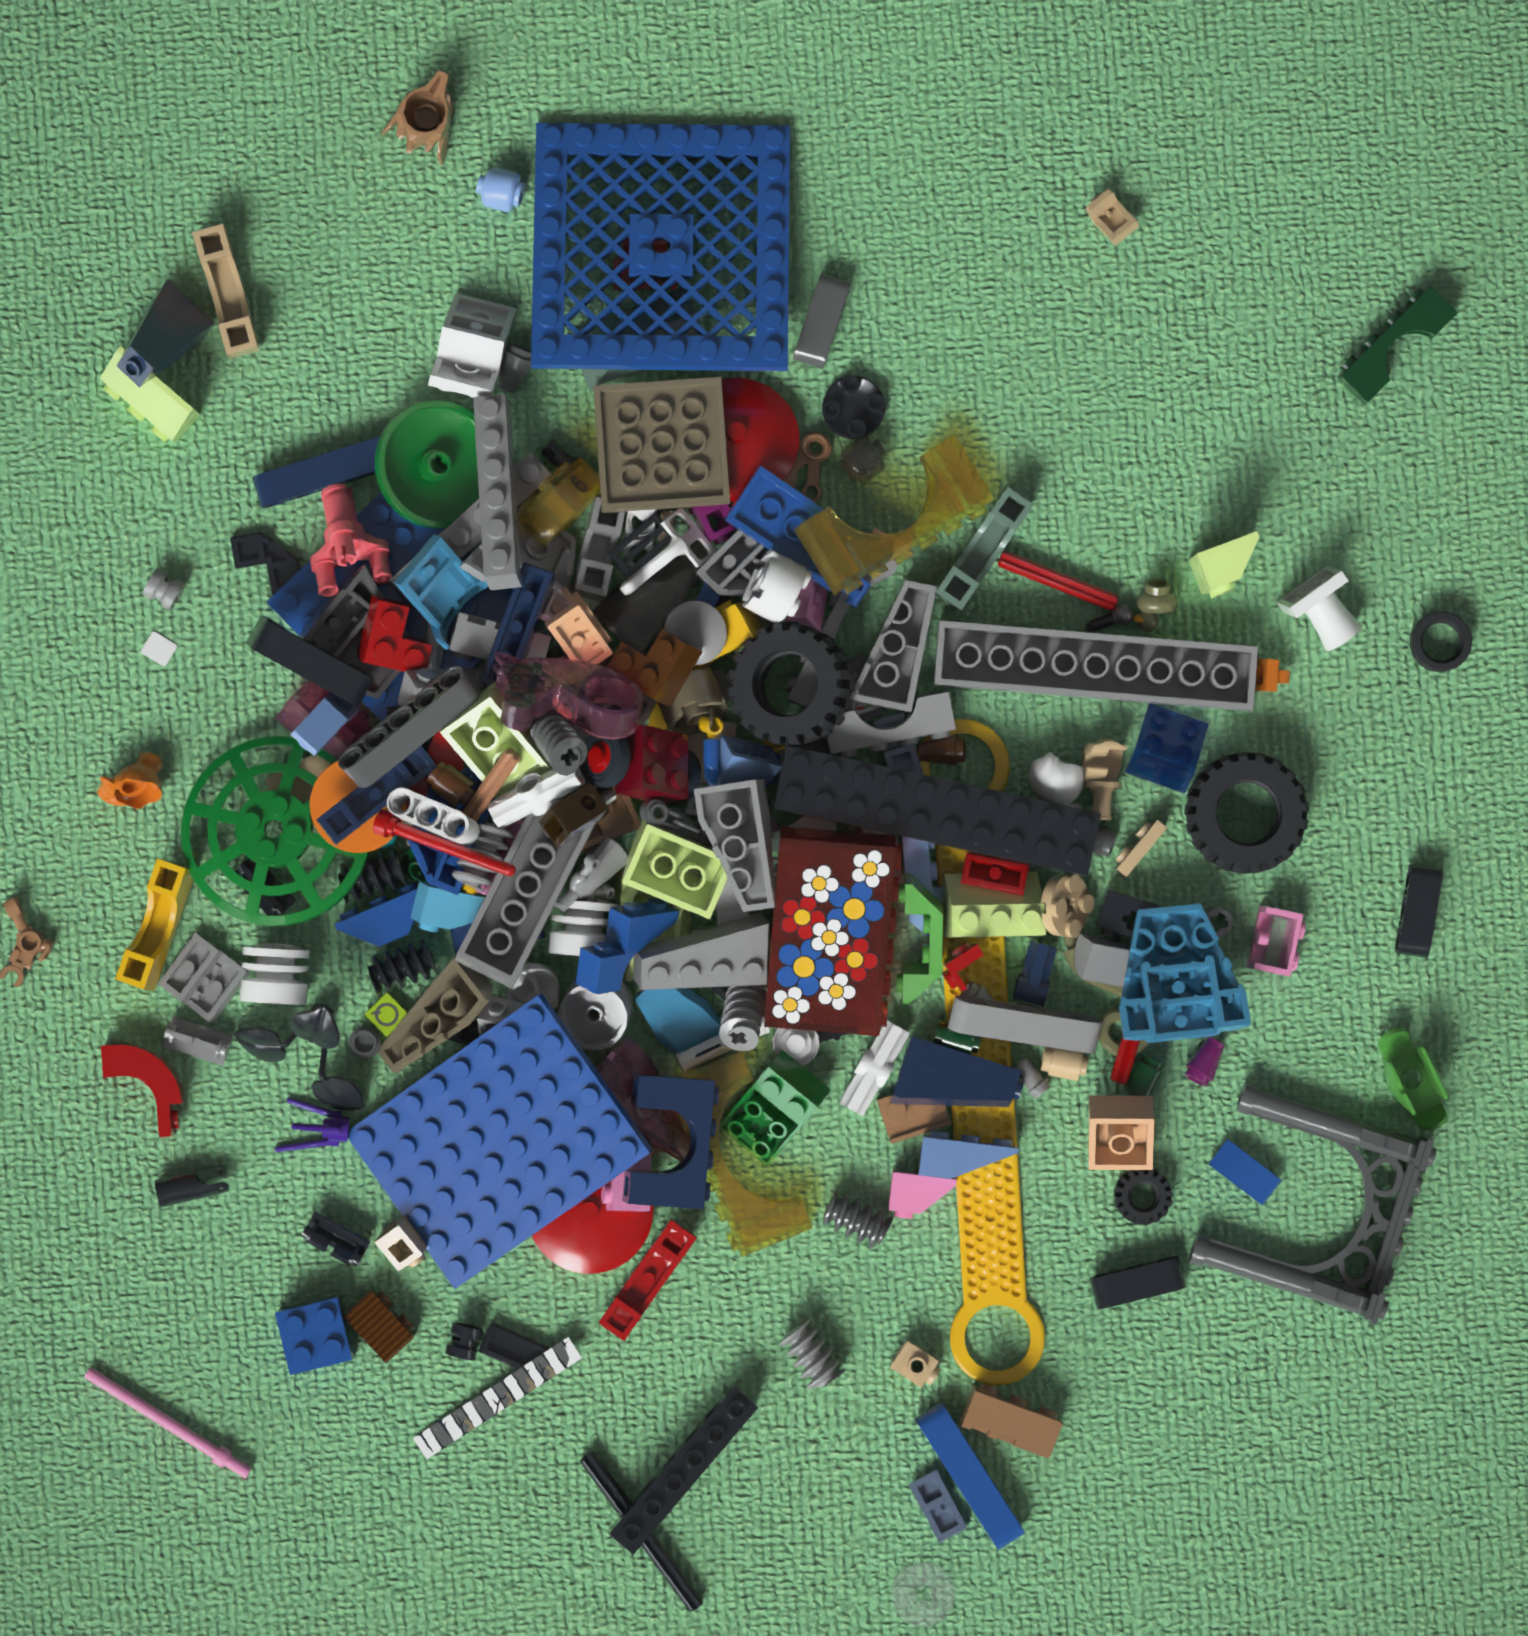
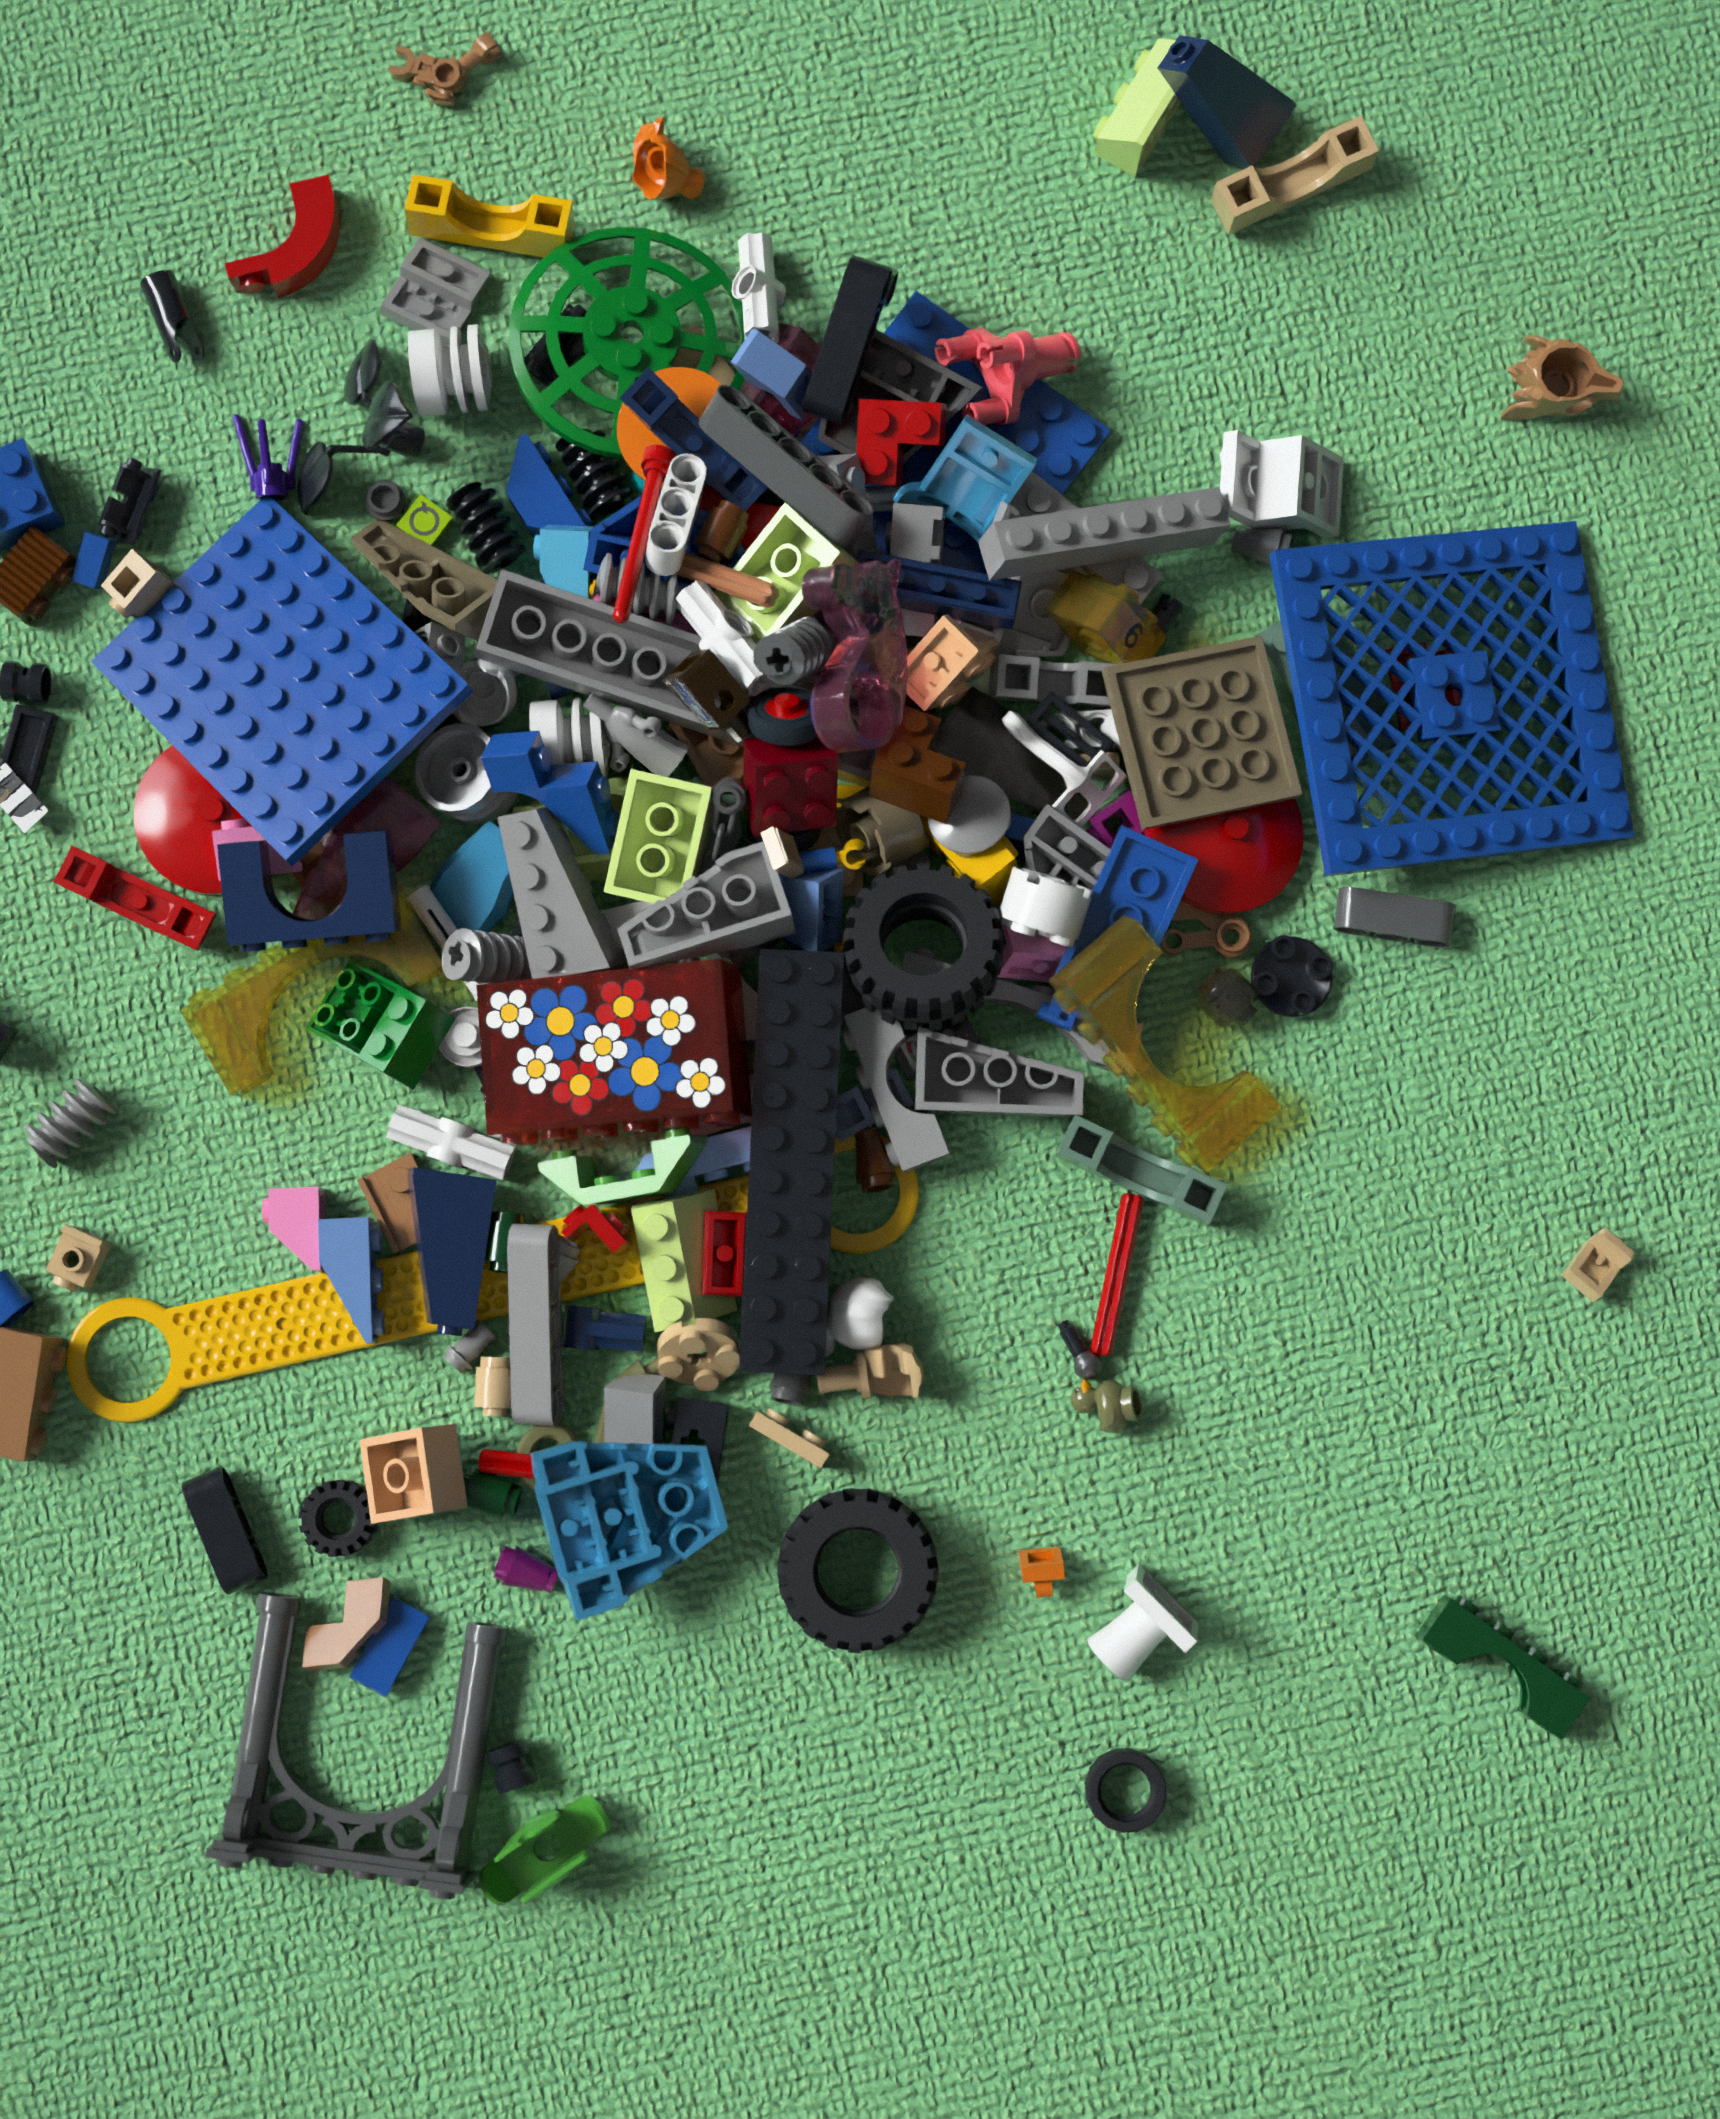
camera: 85 degrees right, 5 degrees down
(158, 648) = (836, 174): white sticker -> none
(166, 590) = (909, 166): light grey wheel -> none
(197, 1040) = (356, 296): light grey hinge -> none
(249, 725) = (757, 285): none -> white piece
(260, 549) = (980, 276): black tile -> none
(316, 473) = (1101, 347): dark blue beam -> none
(376, 1275) = (93, 560): none -> blue piece
(429, 463) = (1125, 447): green dish -> none
(501, 189) = (1484, 489): light blue head -> none
(704, 778) = (782, 852): none -> tan tile
(856, 1220) = (251, 1150): dark grey piece -> none
(1095, 666) = (1015, 1341): light grey brick -> none
(1167, 748) = (924, 1452): clear blue bracket -> none
(1214, 913) = (721, 1549): light grey bush -> none
(1219, 1187) = (364, 1614): none -> tile
(1222, 565) = (1177, 1481): yellowish green slope -> none
(1276, 941) = (696, 1637): bright pink window -> none
(1347, 1094) = (511, 1766): none -> black wheel
(1418, 910) = (768, 1820): black beam -> none

